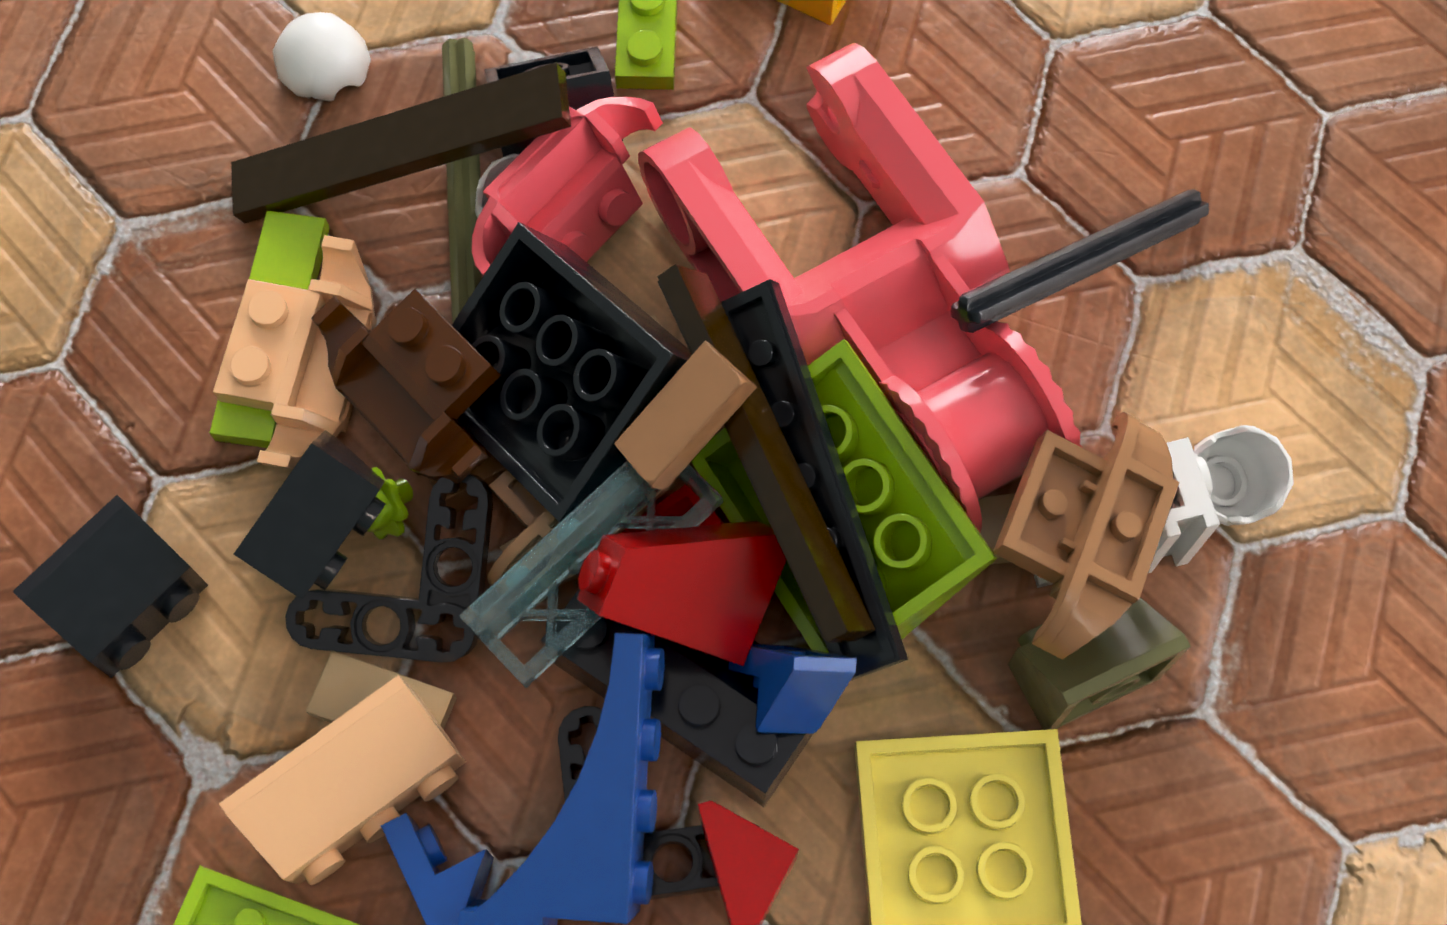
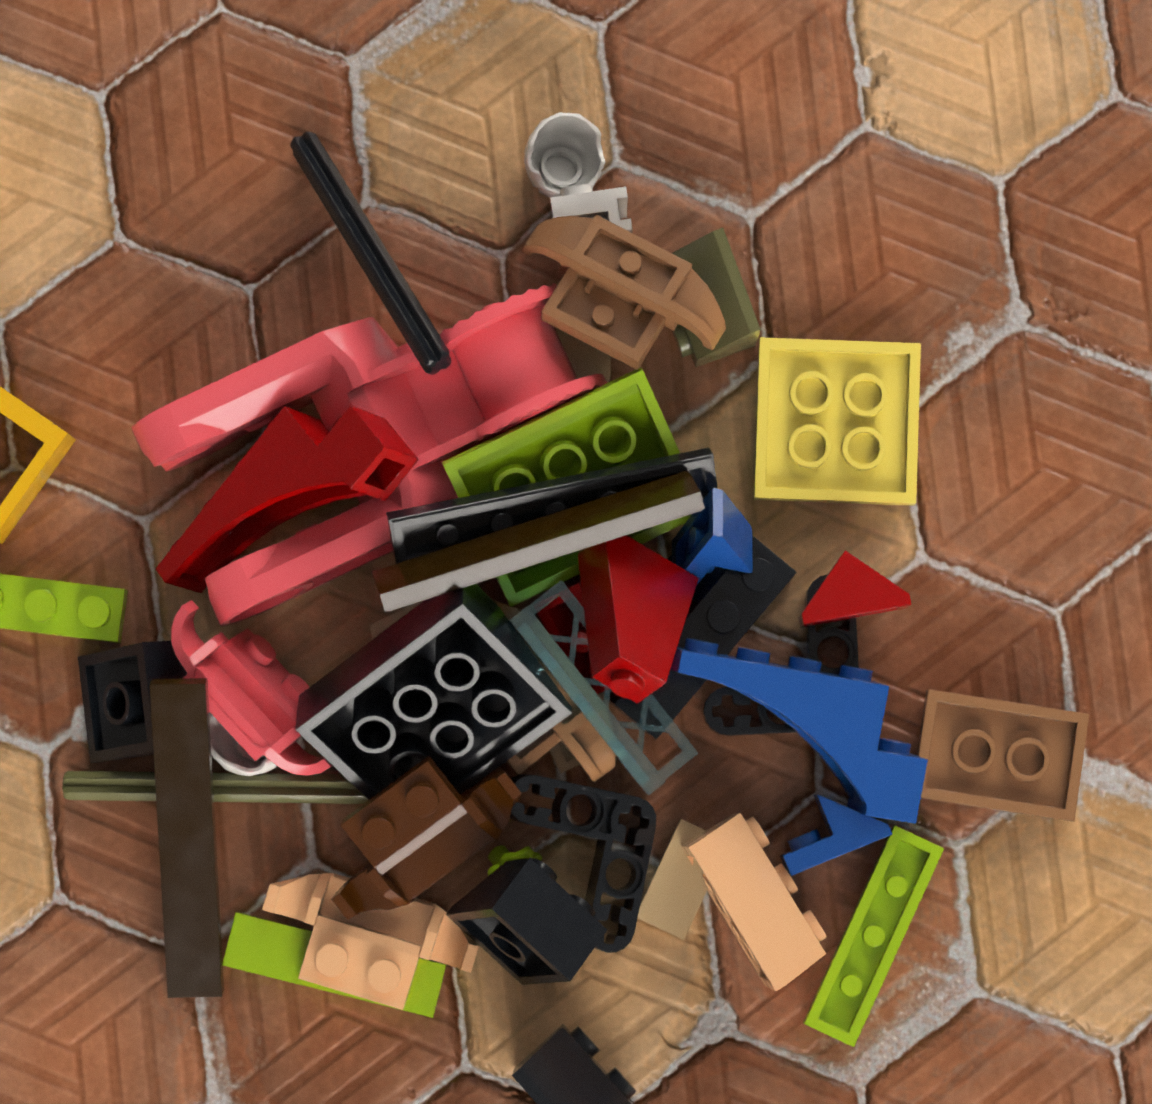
camera: 80 degrees left, 15 degrees up
(320, 56) = (64, 913): white hair -> none
(684, 416) = (512, 601): medium nougat slope -> none
(817, 196) = (283, 474): none -> red arch

